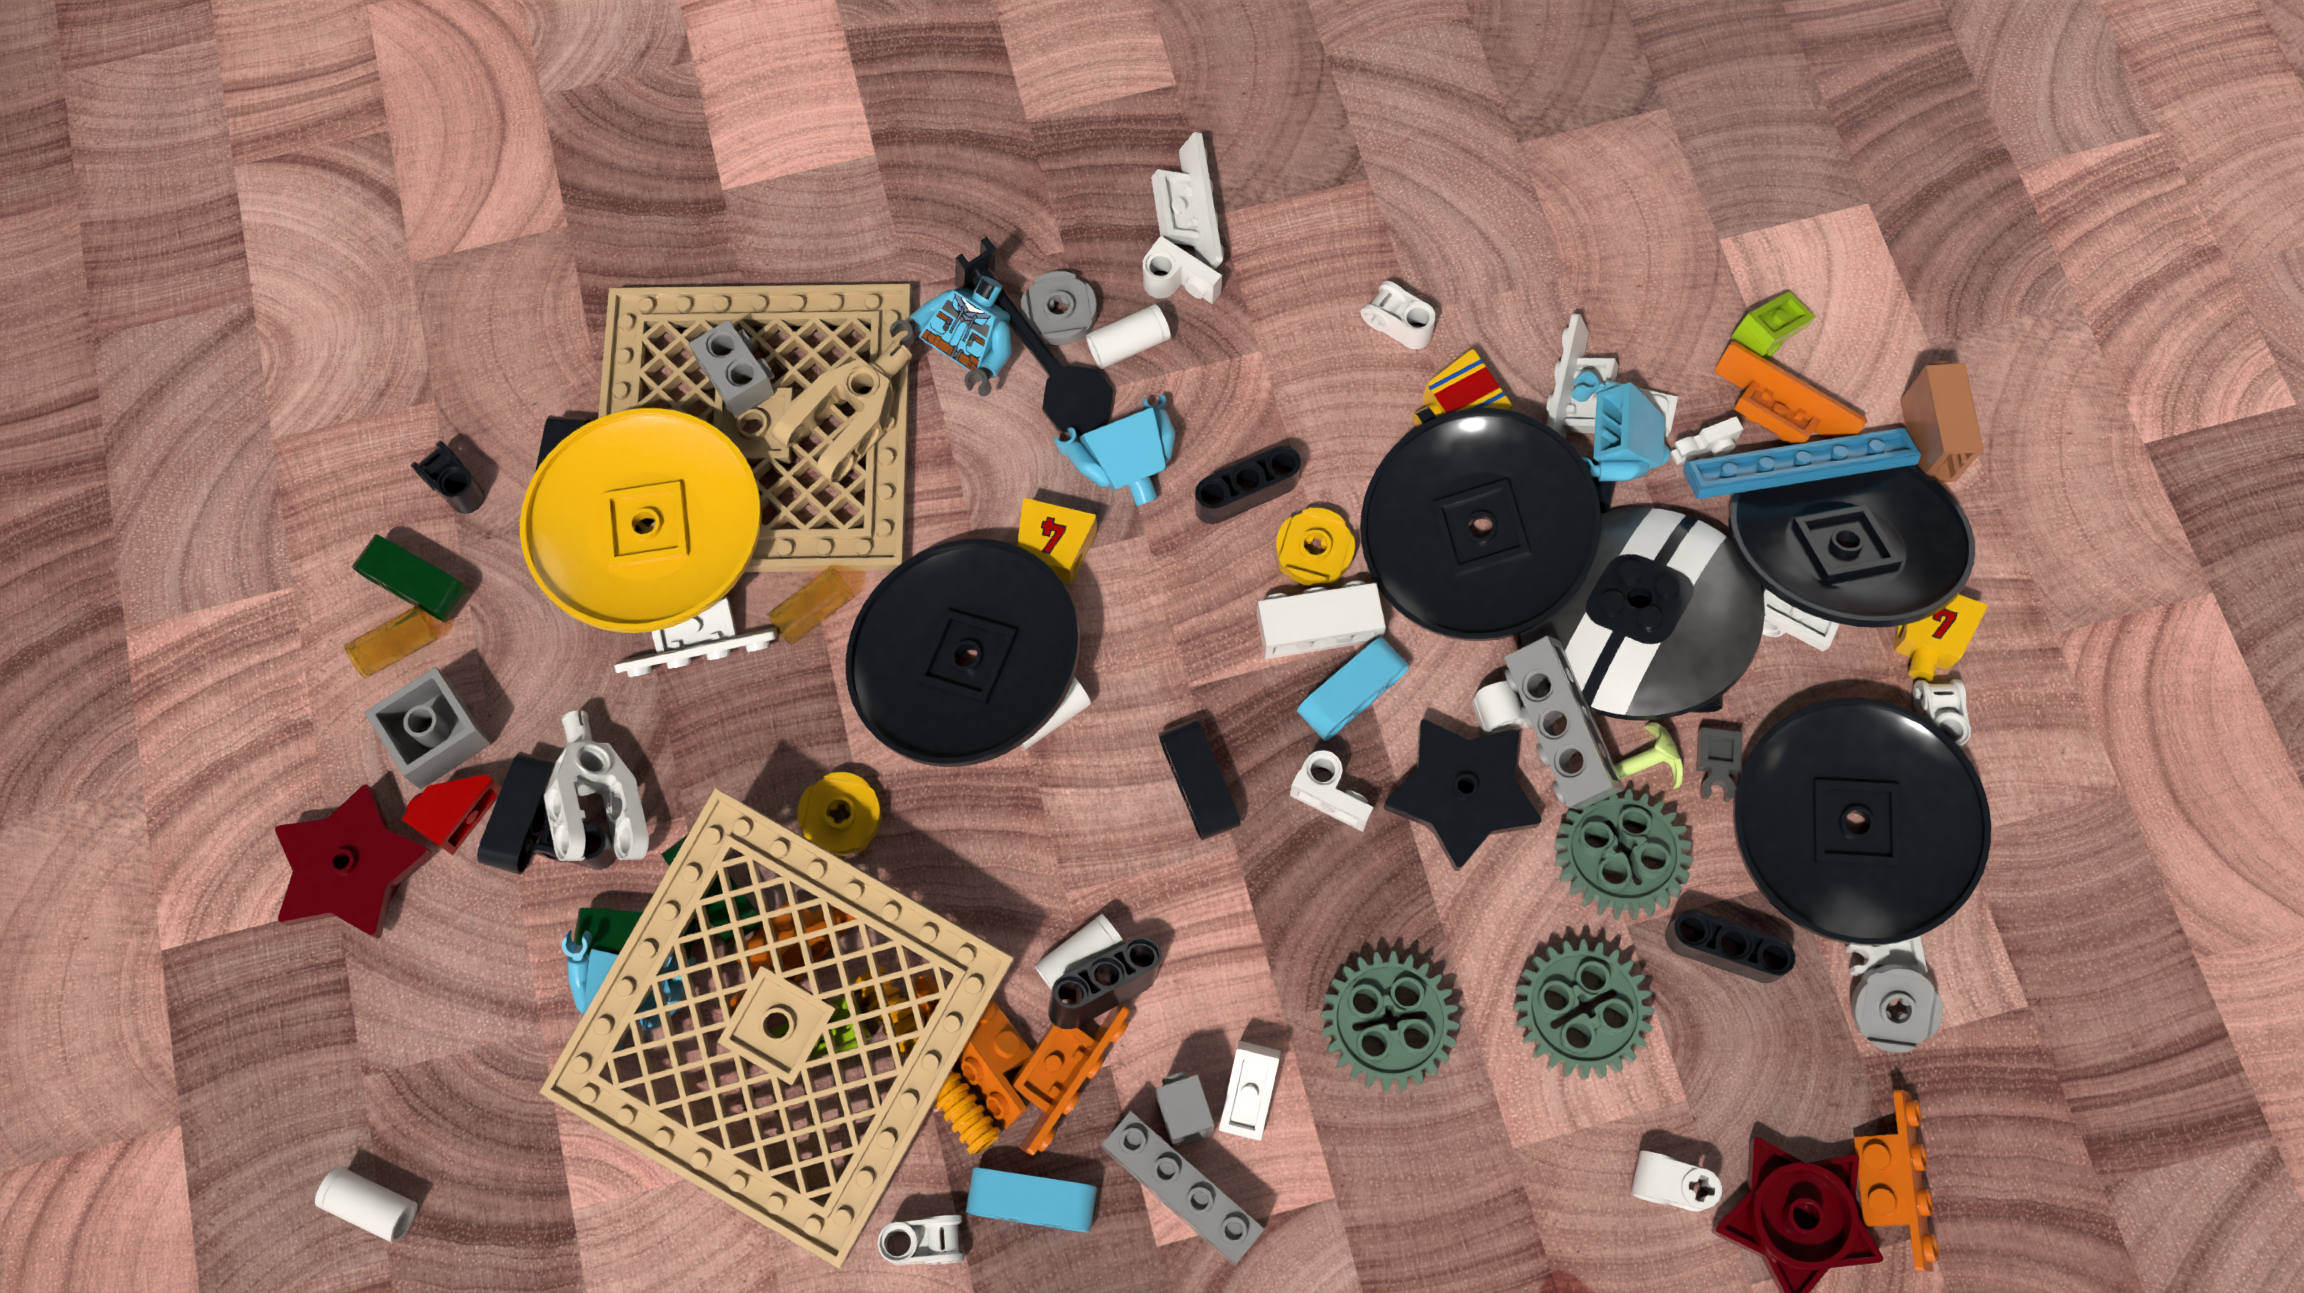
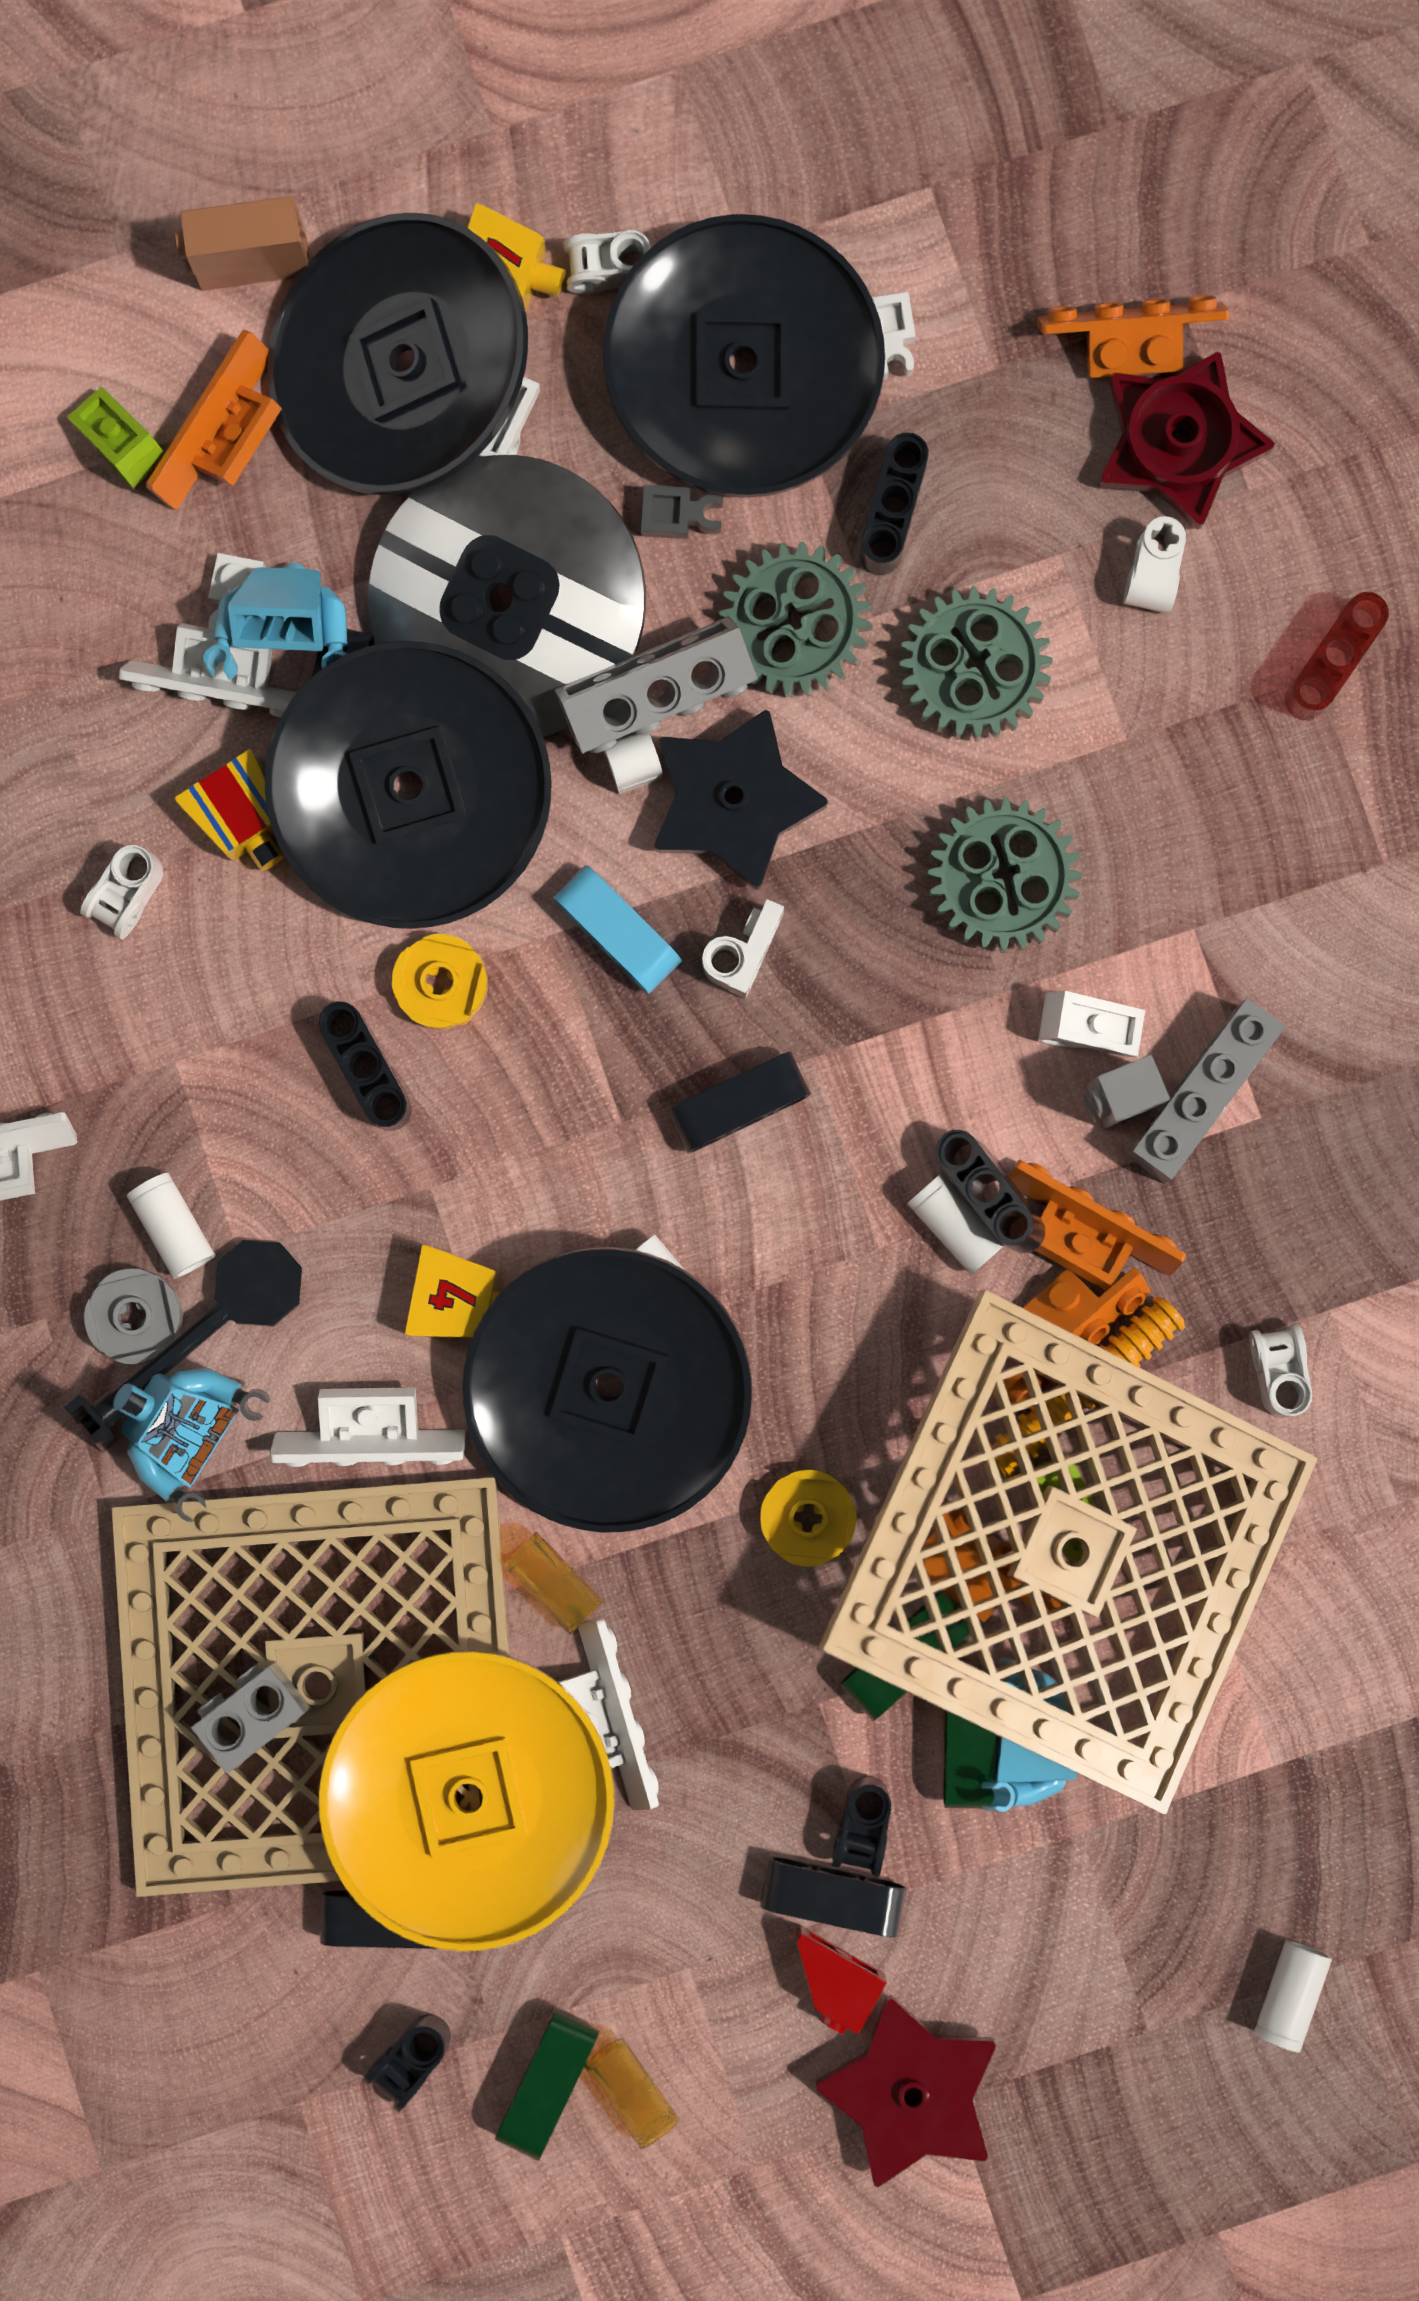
camera: 90 degrees left, 15 degrees up
(427, 728) = (742, 2025): light grey brick -> none
(590, 769) = (805, 1781): white piece -> none
(840, 385) = (265, 1570): tan piece -> none
(951, 472) = (368, 1428): none -> white bracket
(1031, 1200) = (1228, 1255): medium azure beam -> none
(1125, 451) = (330, 1215): medium azure torso -> none
(1182, 269) = (85, 1143): white plate -> none
(1320, 619) = (533, 971): white brick -> none
(1664, 751) = (674, 572): yellowish green plant -> none
(1712, 440) = (276, 508): white plate -> none
(1801, 463) = (303, 408): dark azure tile -> none
(1910, 1027) = (927, 334): light grey plate -> none

